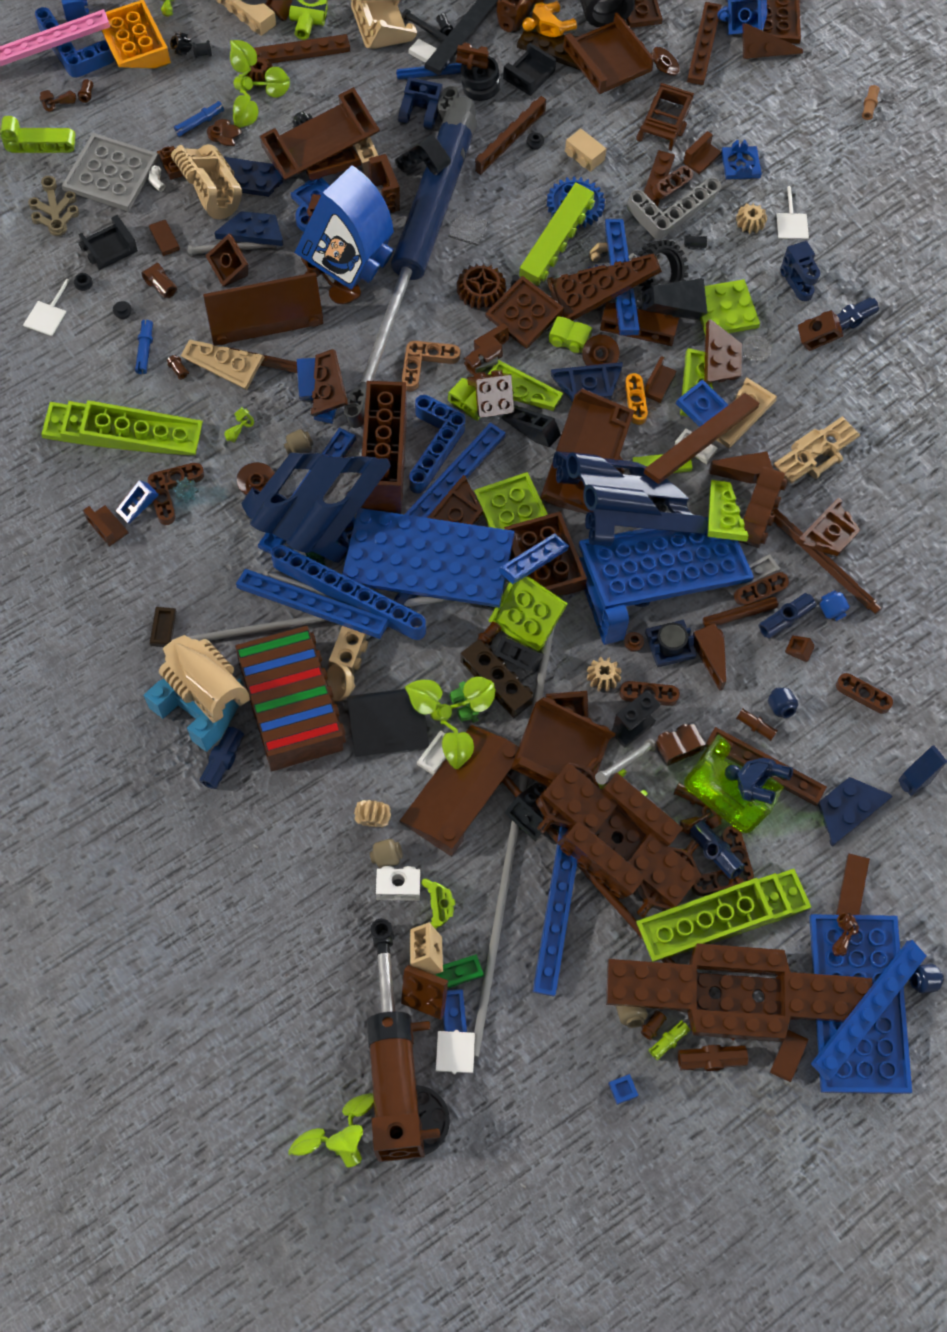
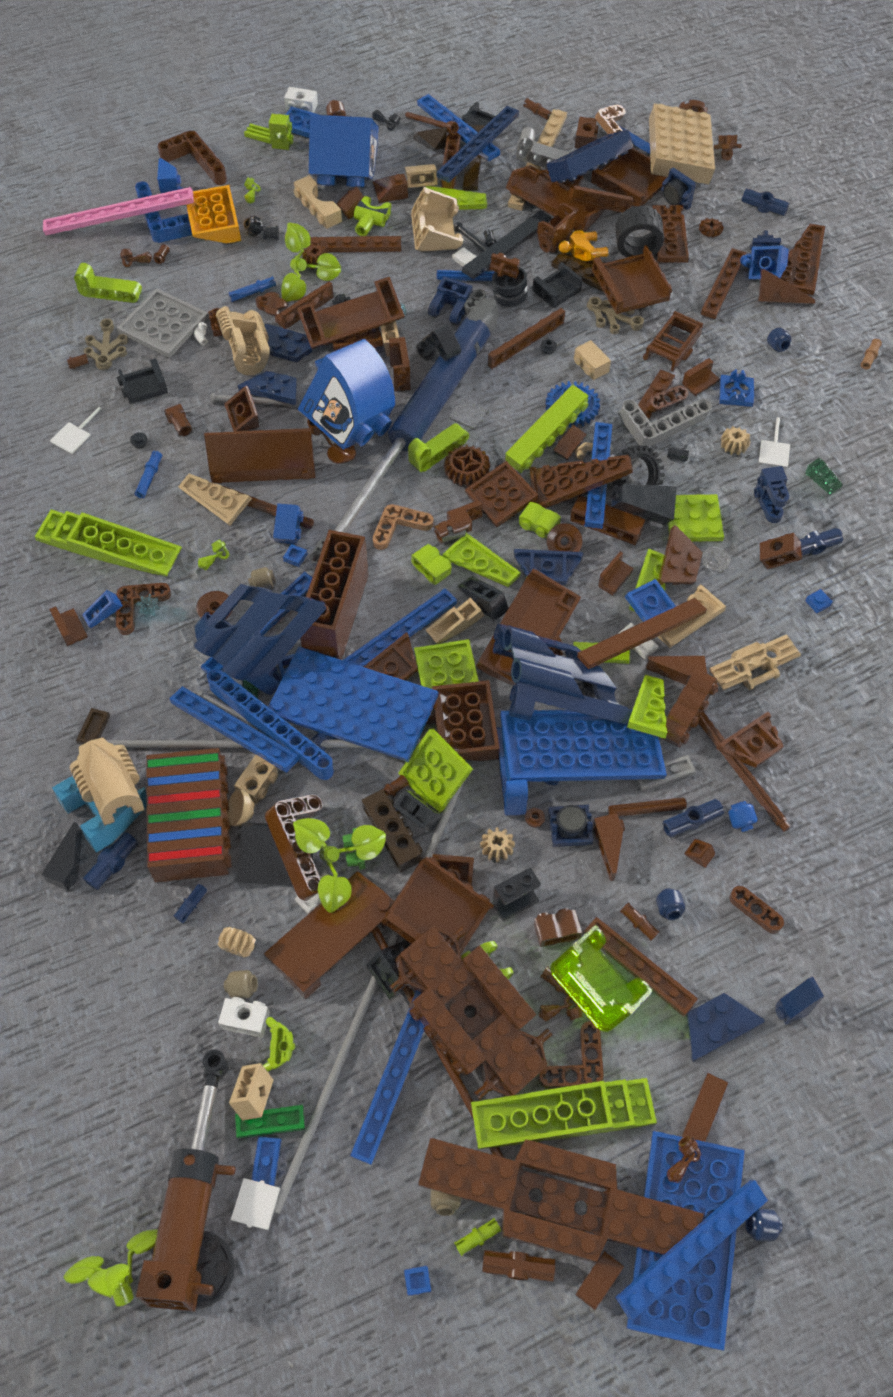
camera: 15 degrees right, 5 degrees down
(27, 230) = (77, 361): none -> reddish brown pin
(83, 282) = (112, 411): black plate -> none
(164, 237) = (193, 384): reddish brown tile -> none
(175, 363) = (172, 493): reddish brown pin -> none
(175, 772) = (65, 862): none -> black slope
(272, 119) = (317, 297): none -> reddish brown fence
(314, 785) = (190, 903): none -> dark blue axle
(329, 386) = (301, 530): reddish brown wing -> none
(392, 693) = (297, 862): none -> reddish brown beam
(424, 992) = (238, 1134): reddish brown plate -> none
(436, 280) = (427, 455): none -> lime beam
(447, 429) = (406, 584): blue beam -> none
(493, 393) = (452, 562): bracket -> none
(508, 455) = (455, 621): none -> tan slope
(533, 558) = (449, 720): blue tile -> none
(577, 87) = (597, 306): none -> dark tan plant
(582, 245) = (569, 442): none -> reddish brown slope
(603, 776) = (464, 947): light grey bar -> none
(639, 391) = (593, 582): light orange beam -> none
(653, 1025) = (464, 1217): reddish brown pin -> none
(655, 687) = (546, 866): reddish brown beam -> none
(665, 61) = (683, 293): reddish brown dish -> none
(724, 857) = (570, 1043): dark blue piece -> none
(755, 775) = (623, 974): dark blue connector -> none
(769, 589) = (688, 789): reddish brown beam -> none
(774, 100) = (779, 339): none -> dark blue head
(845, 235) = (816, 468): none -> clear green slope
(866, 376) = (818, 601): none -> blue plate

